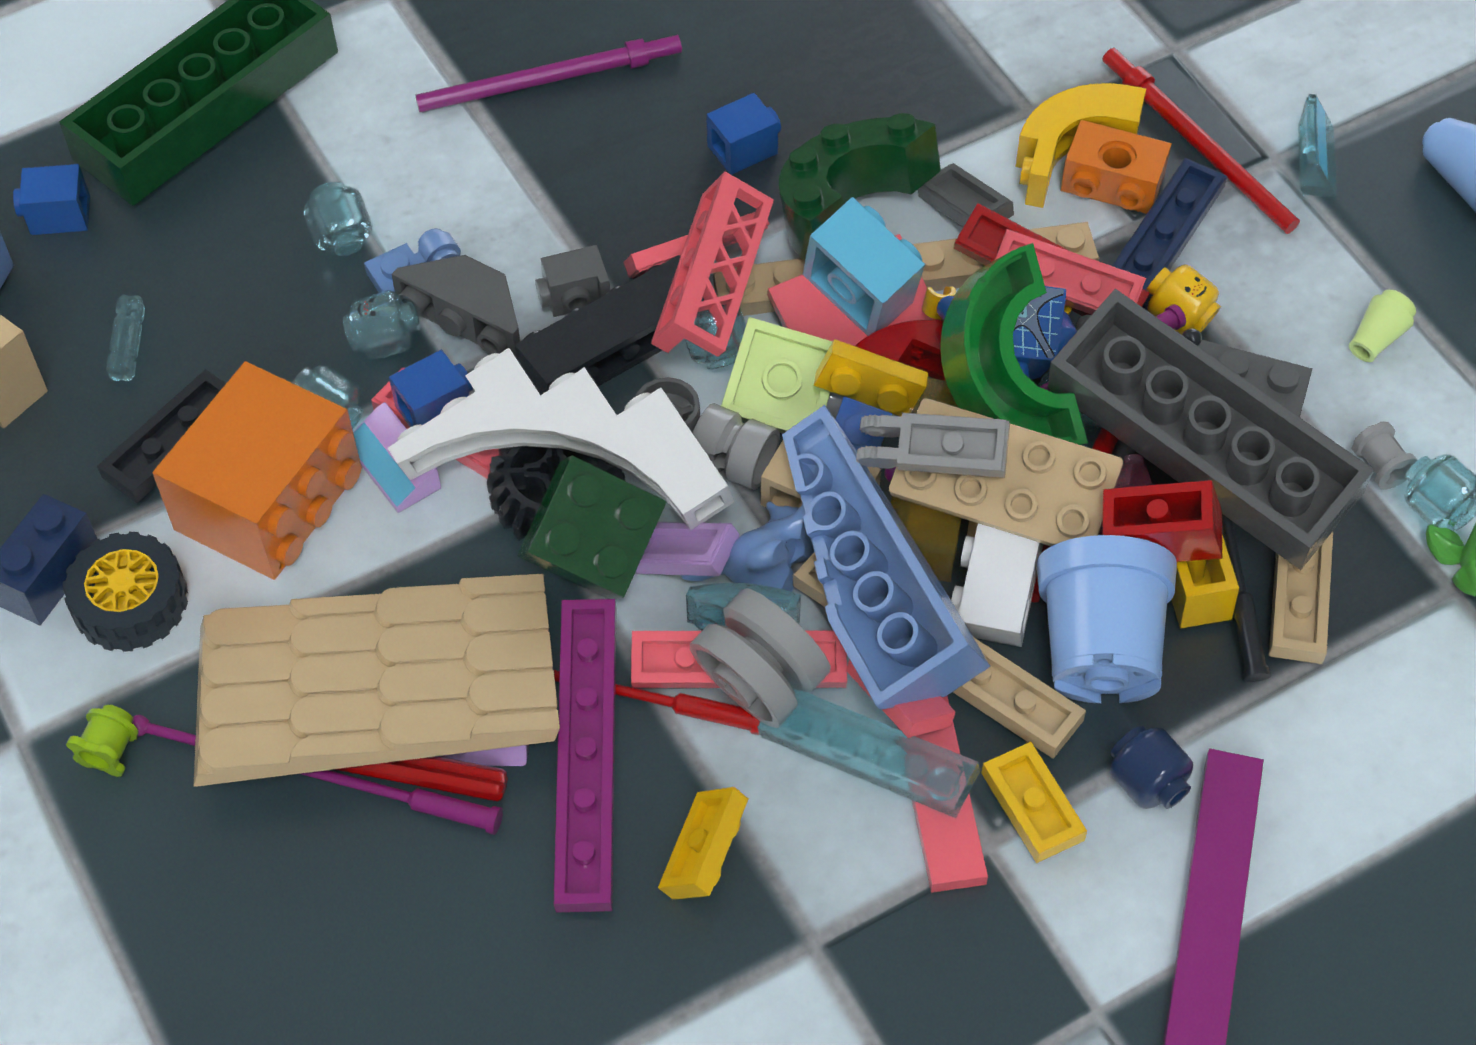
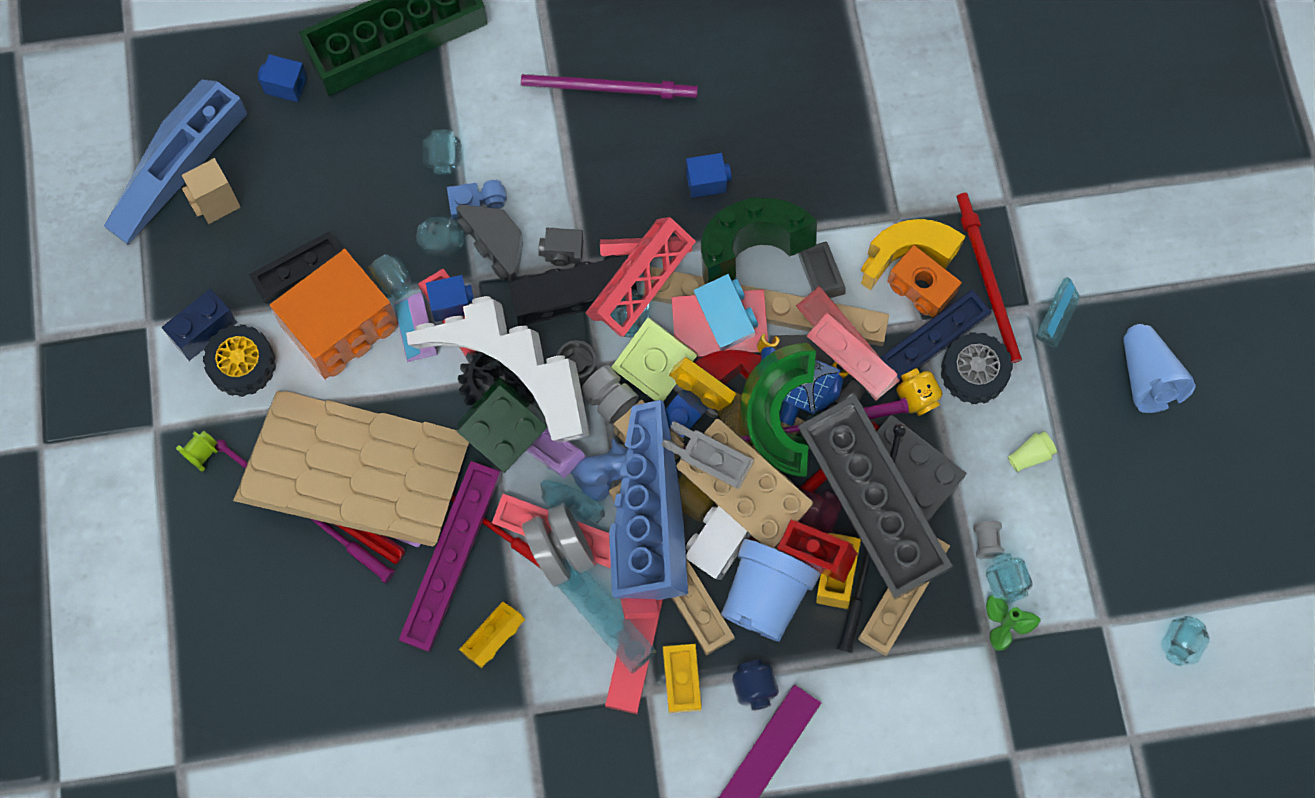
camera: 20 degrees right, 15 degrees up
(125, 337) = (294, 189): clear light blue axle -> none
(1245, 248) = (976, 368): none -> black wheel

